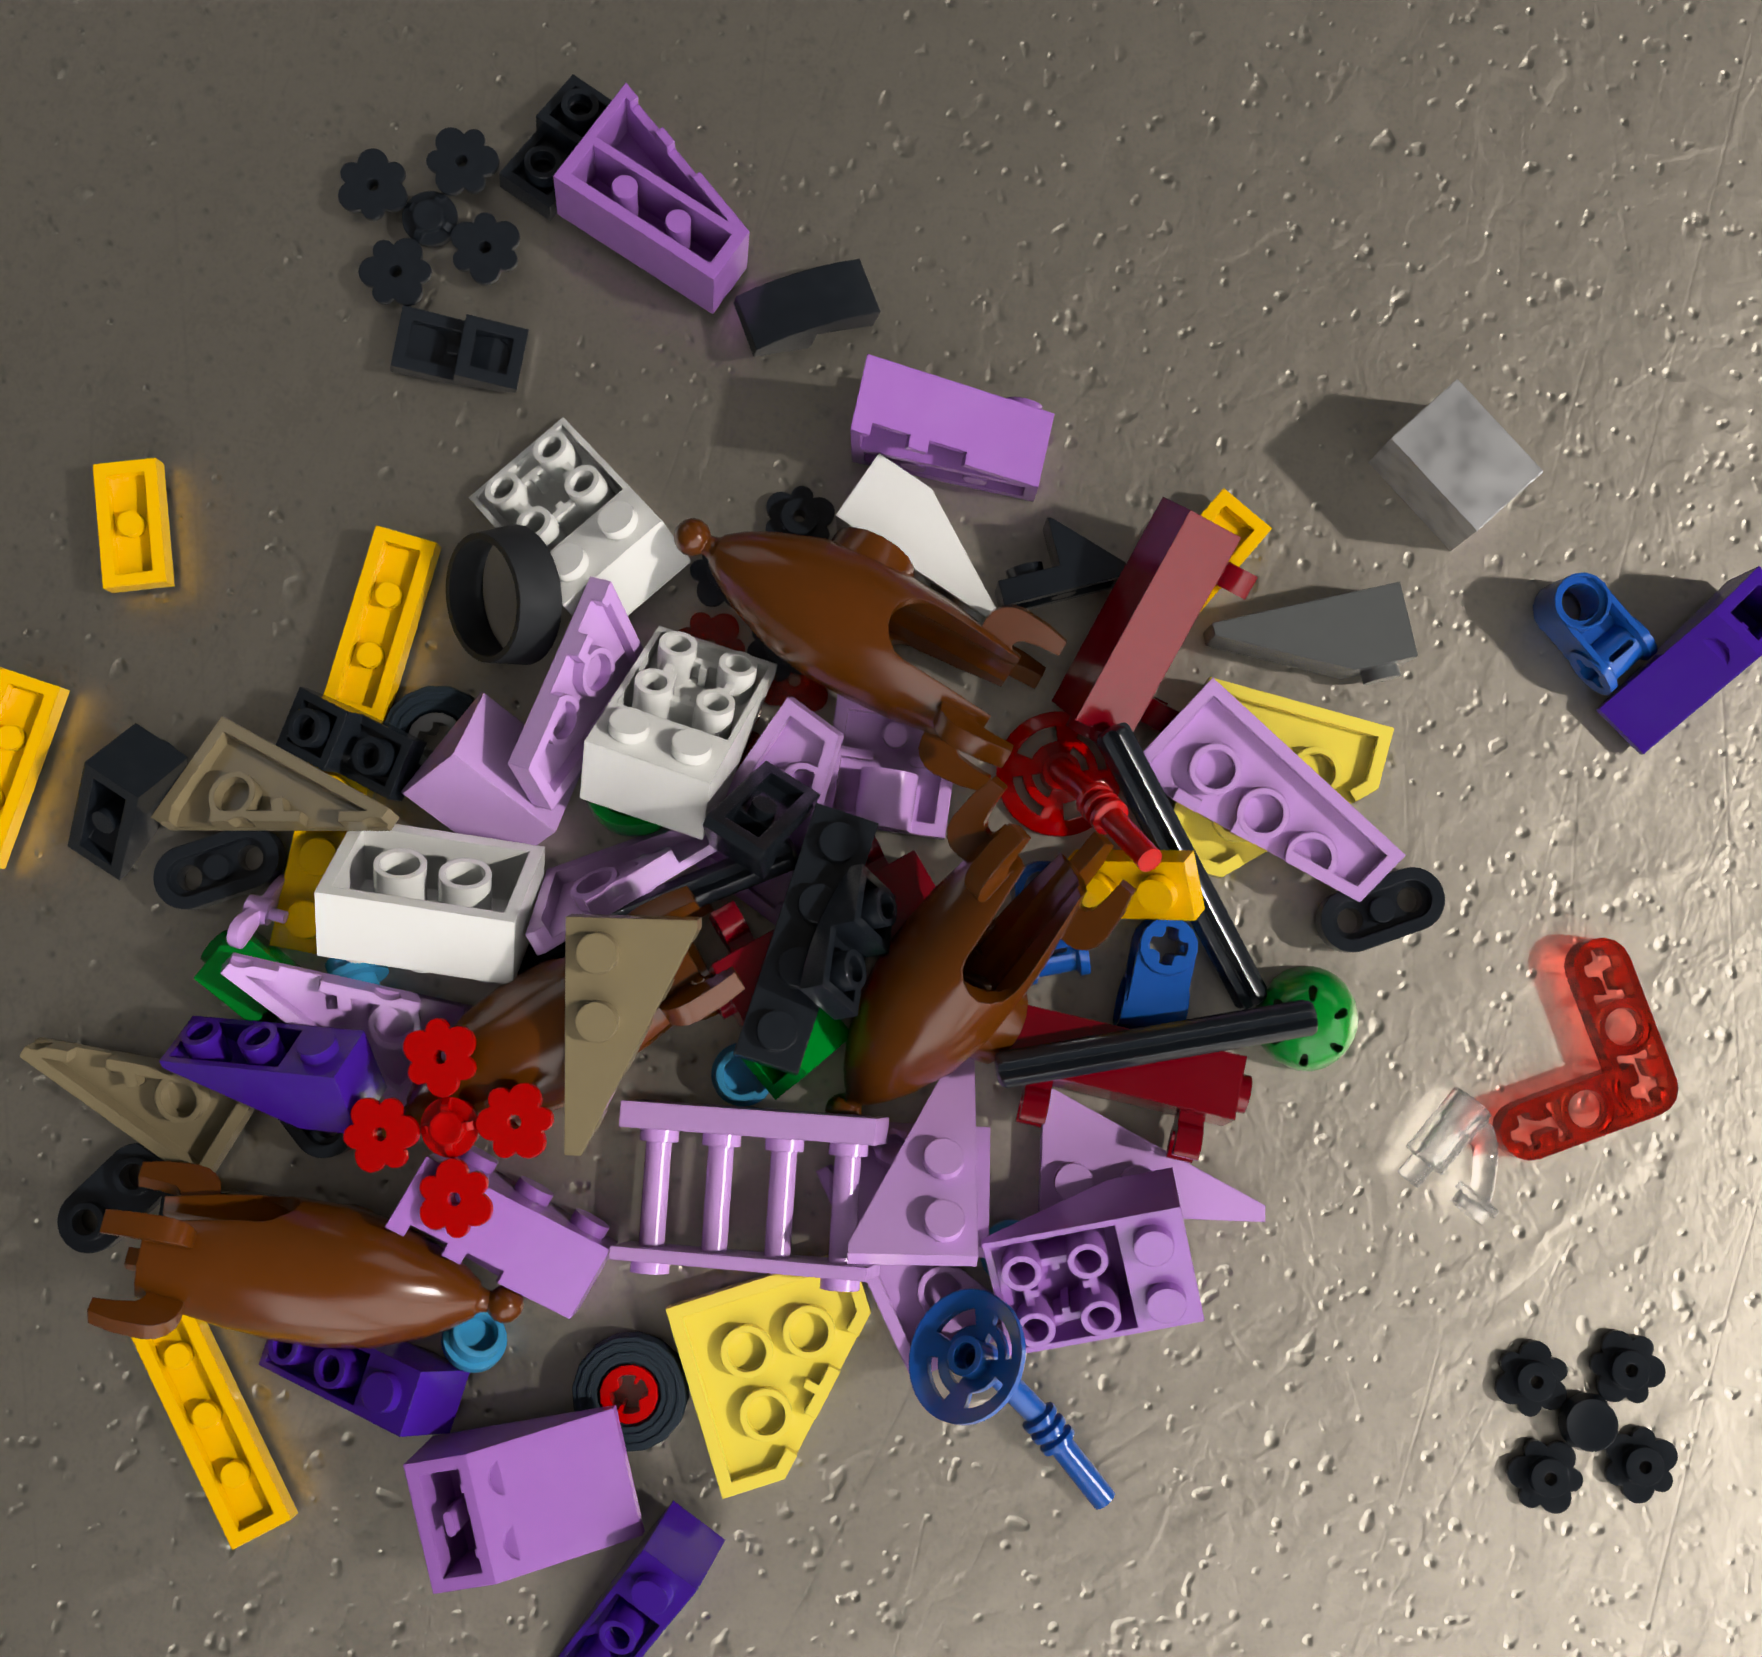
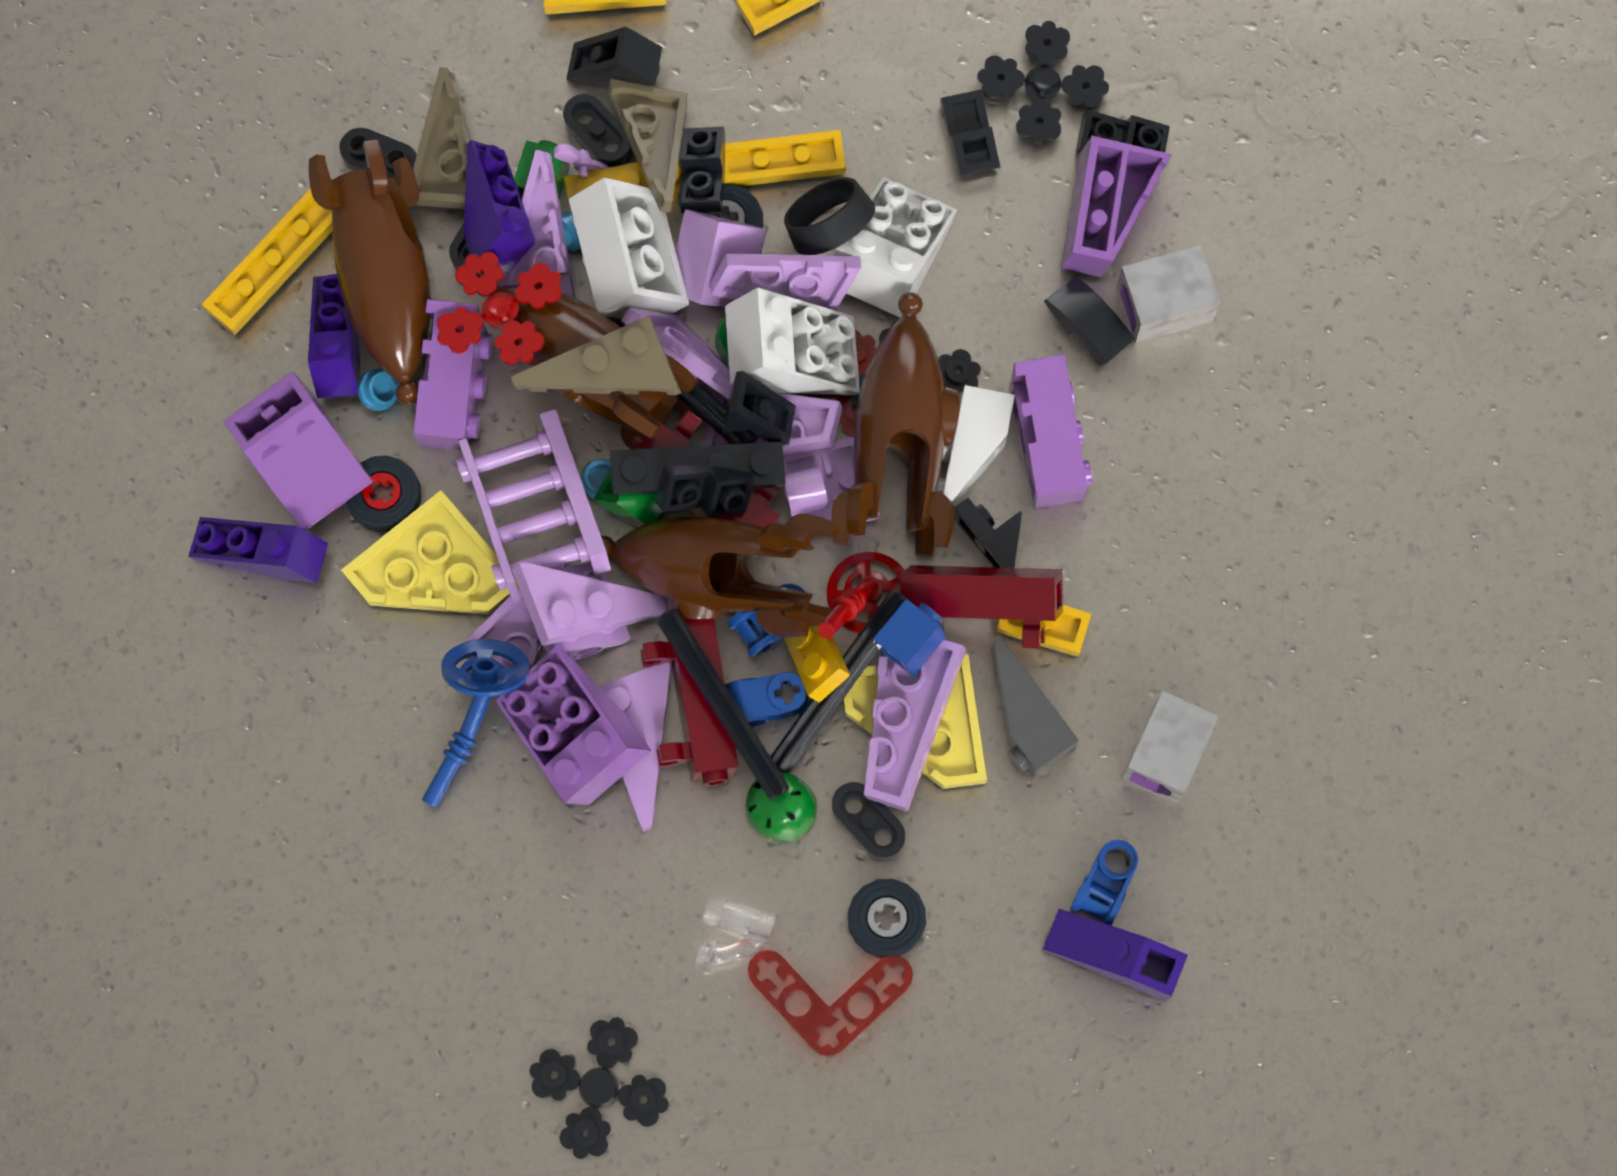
camera: 70 degrees right, 10 degrees down
(819, 182) = (1168, 294): none -> flat silver piece
(1176, 743) = (910, 636): none -> blue brick
(1549, 933) = (871, 901): none -> black bush

